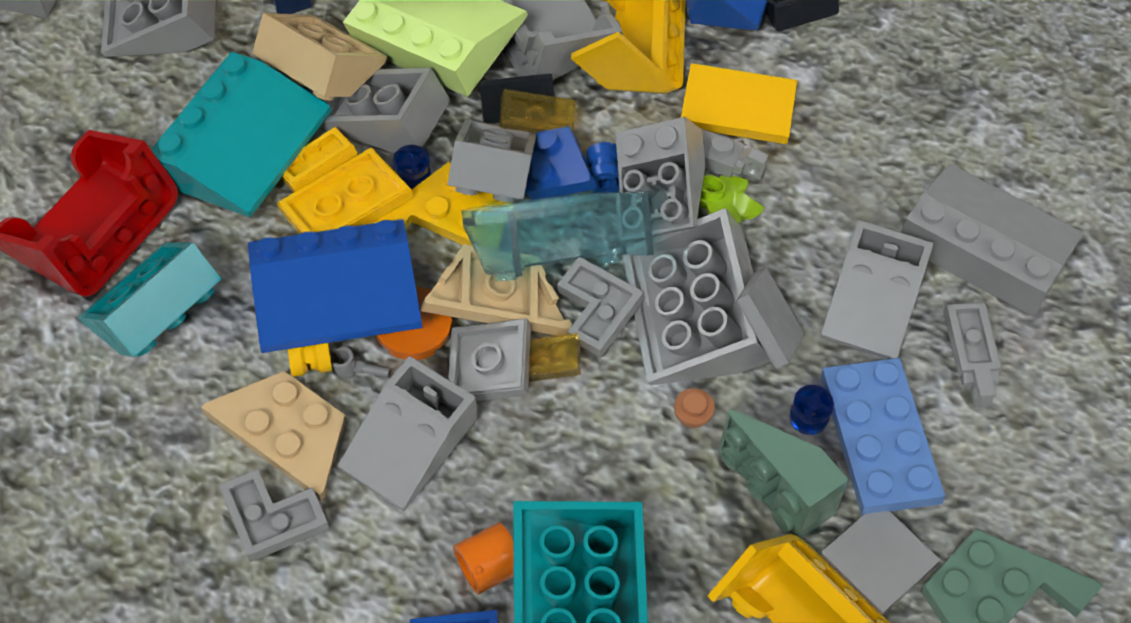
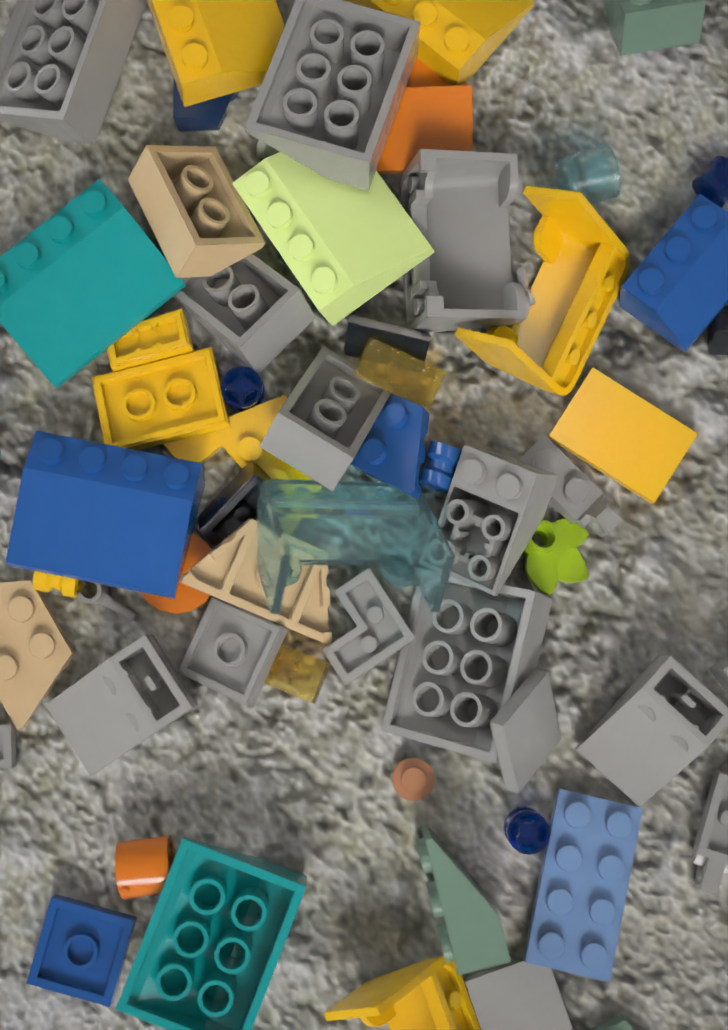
camera: 20 degrees right, 25 degrees up
(442, 247) = (233, 504): none -> black slope

